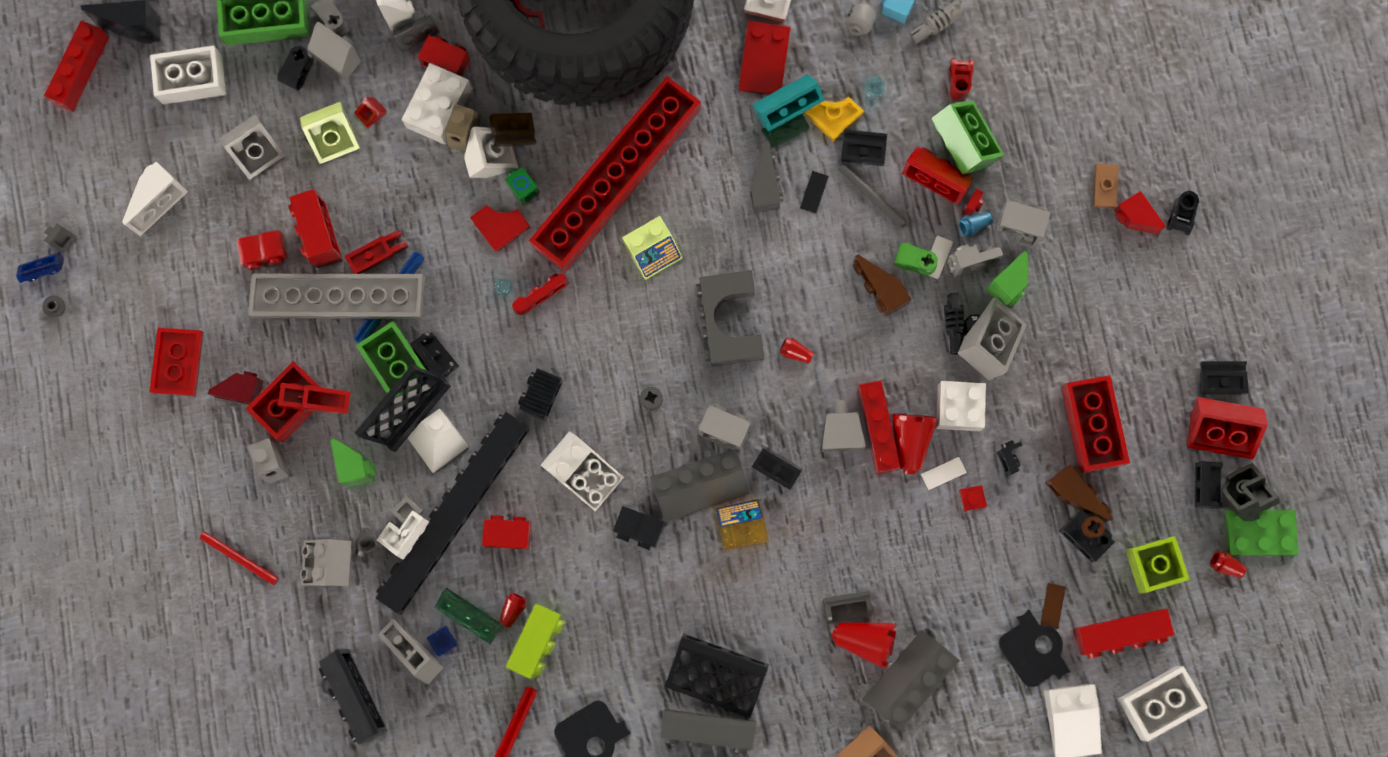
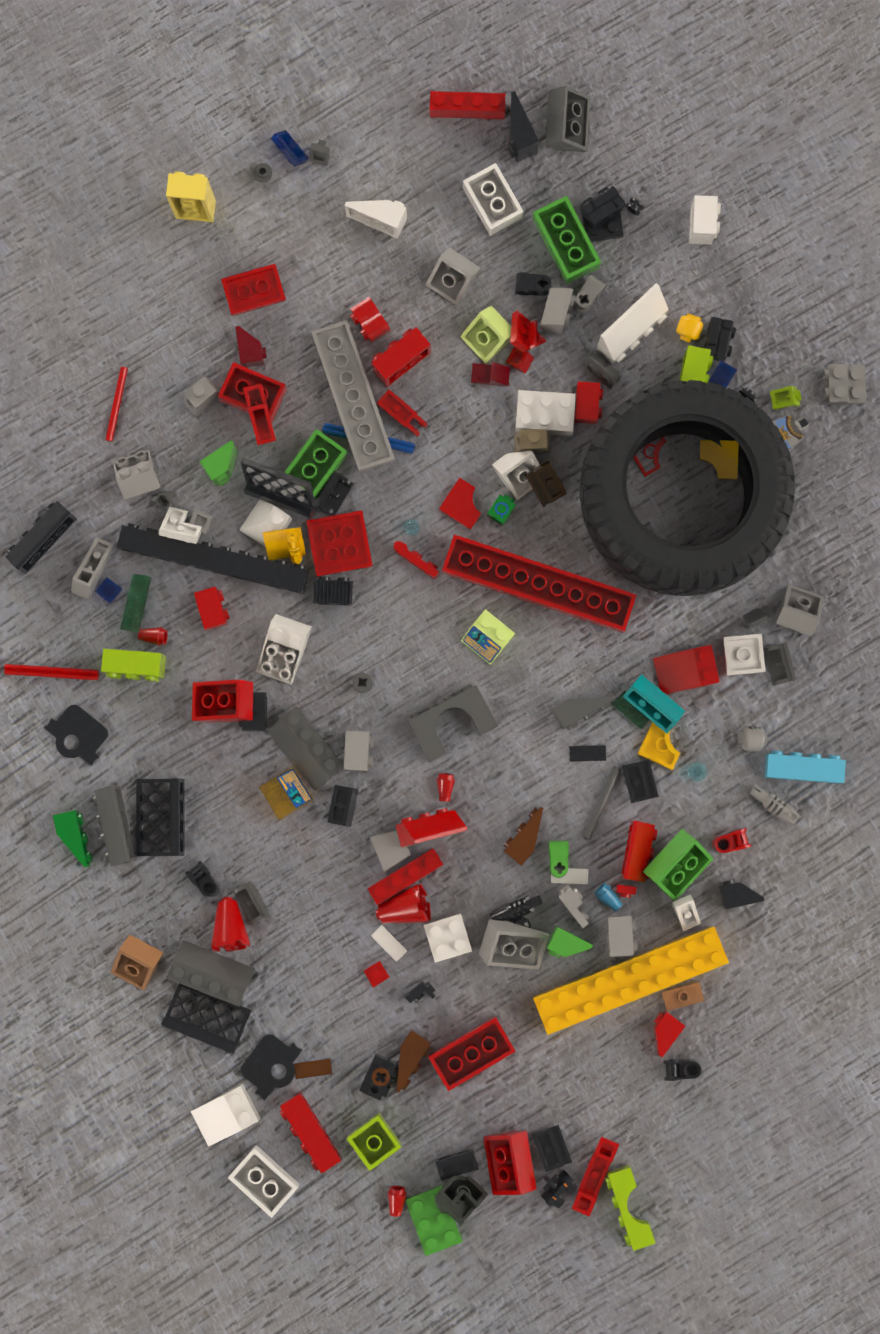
camera: 70 degrees right, 5 degrees up
(42, 386) = (191, 197): none -> light yellow brick
(345, 94) = (524, 333): none -> red slope
(373, 146) = (491, 374): none -> dark red slope
(468, 426) = (285, 544): none -> yellow hinge
(490, 369) = (339, 543): none -> red plate
(614, 555) = (222, 701): none -> red brick
(802, 652) = (202, 879): none -> black piece
(836, 380) = (429, 827): none -> red slope
(974, 717) = (199, 1033): none -> black fence
(1018, 149) = (686, 912): none -> white slope
(1019, 91) = (737, 894): none -> black slope
(1071, 232) = (630, 979): none -> yellow brick
(1266, 344) = (594, 1176): none -> red slope
(1268, 387) = (556, 1186): none -> black hips
(1286, 317) = (638, 1231): none -> lime arch

